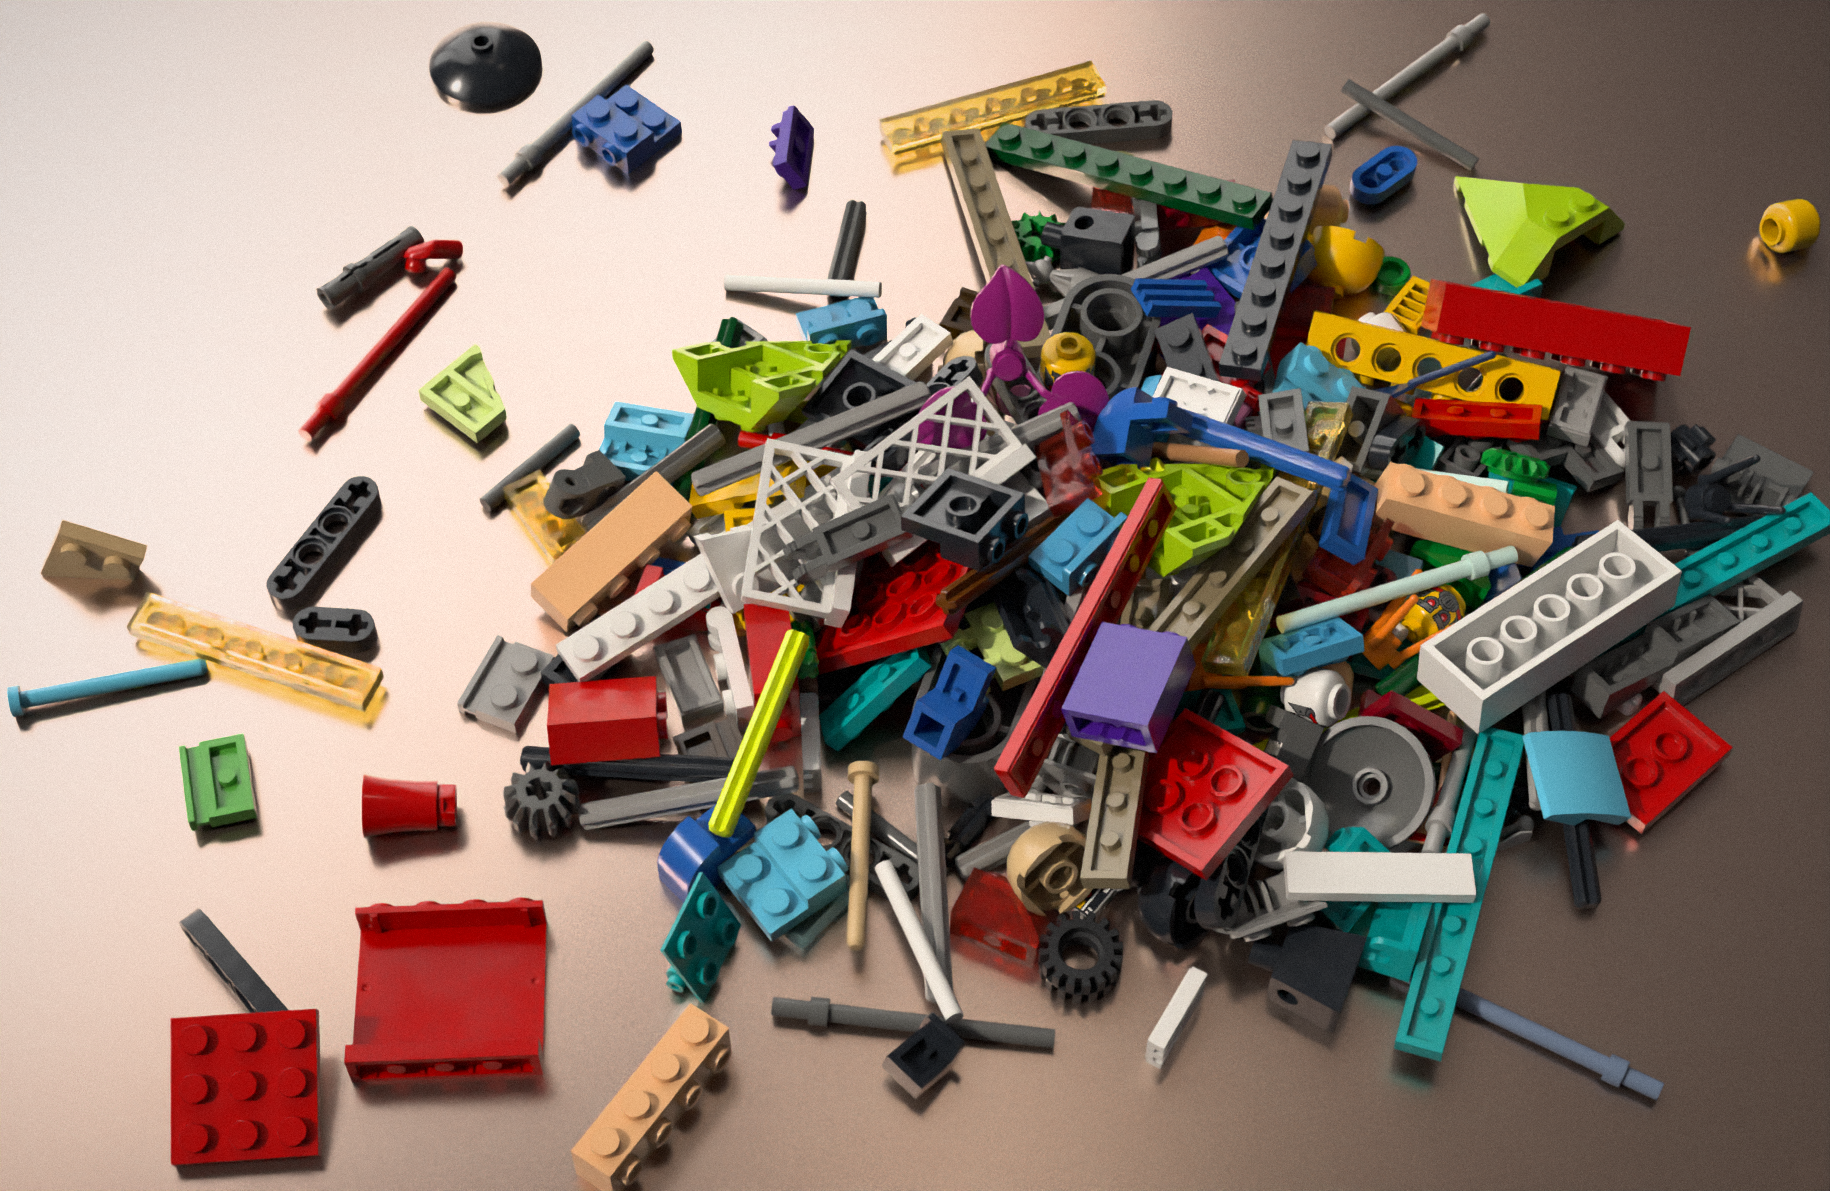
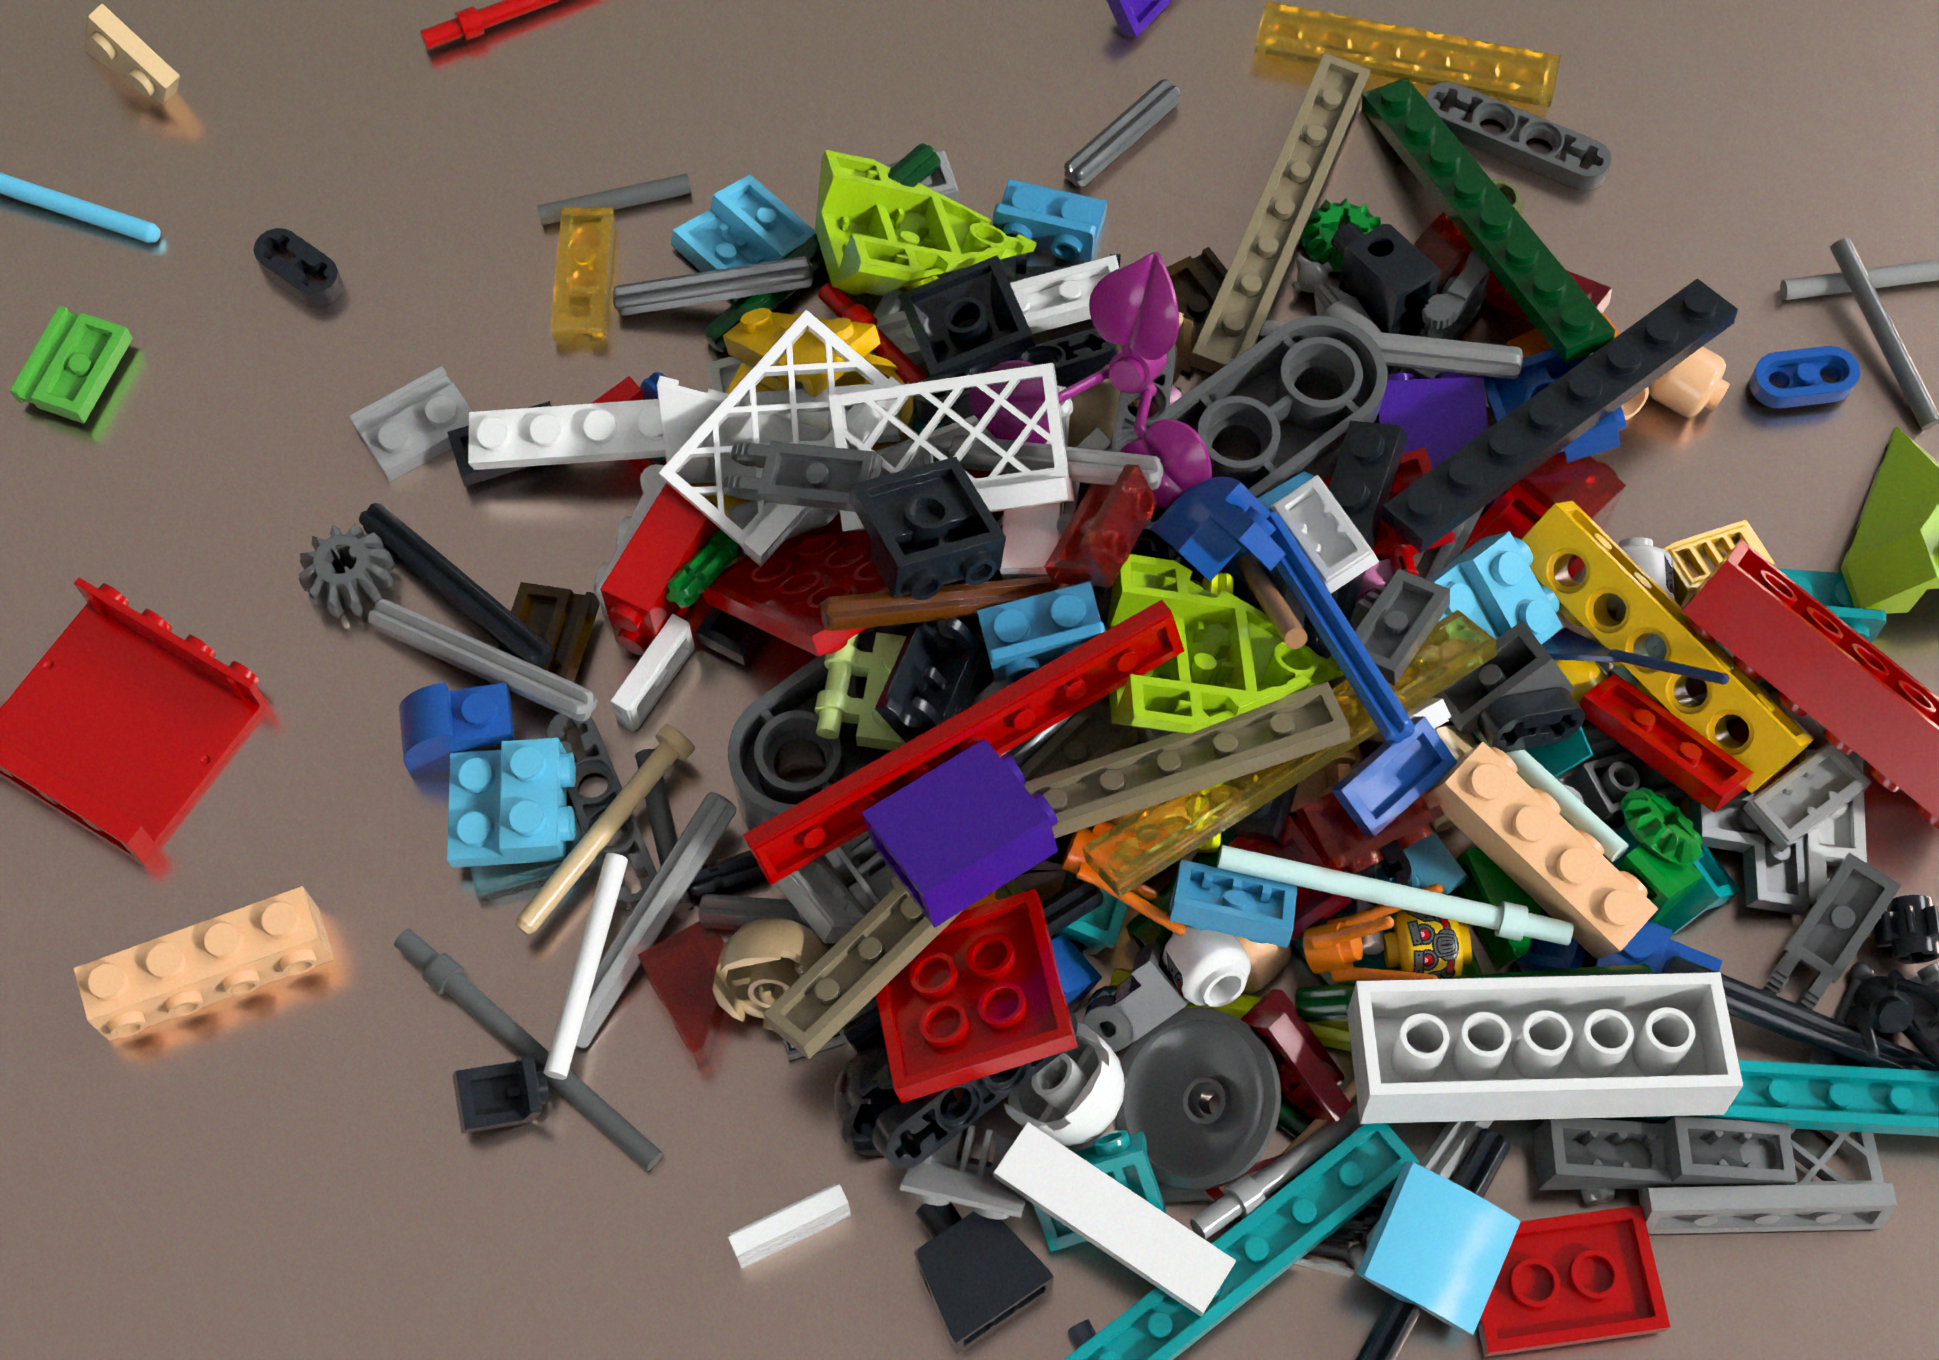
camera: 35 degrees right, 10 degrees up
(255, 651) = (207, 249): clear yellow plate -> none
(329, 544) = (354, 159): black beam -> none
(406, 805) = (213, 496): red plant -> none
(466, 395) = (609, 84): yellowish green wing -> none
(583, 489) = (634, 254): dark grey leg -> none
(606, 720) = (459, 523): red brick -> none
(612, 552) = (606, 342): light nougat brick -> none
(688, 678) = (593, 523): light grey tile -> none
(699, 940) = (373, 820): teal hinge -> none
(758, 734) = (570, 636): neon yellow axle -> none
(802, 286) = (1039, 152): white bar -> none
(815, 436) = (875, 335): light grey axle -> none
(872, 695) = (734, 663): teal plate -> none
(953, 707) = (769, 735): blue brick -> none
(1065, 354) = (1211, 403): yellow head -> none
(1074, 980) = (739, 1055): black tyre -> none
(1175, 298) = (1410, 389): blue tile -> none
(1344, 261) = (1660, 459): yellow cylinder -> none
(1392, 276) = (1718, 503): green tile -> none
(1395, 938) = (1089, 1298): teal hinge -> none

